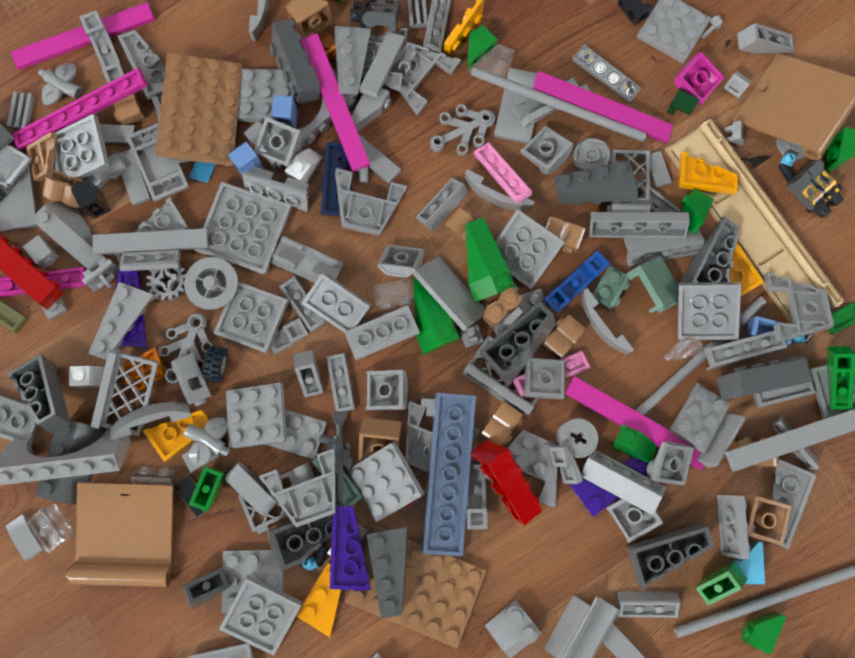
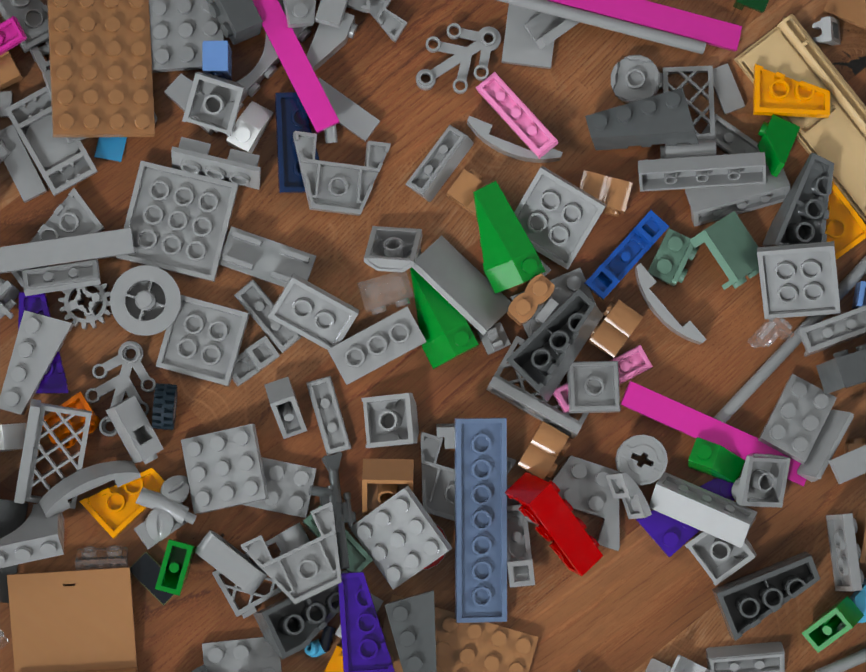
camera: 10 degrees left, 5 degrees up
(244, 158) = (171, 129): medium blue panel -> none
(547, 150) = (574, 78): light grey slope -> none

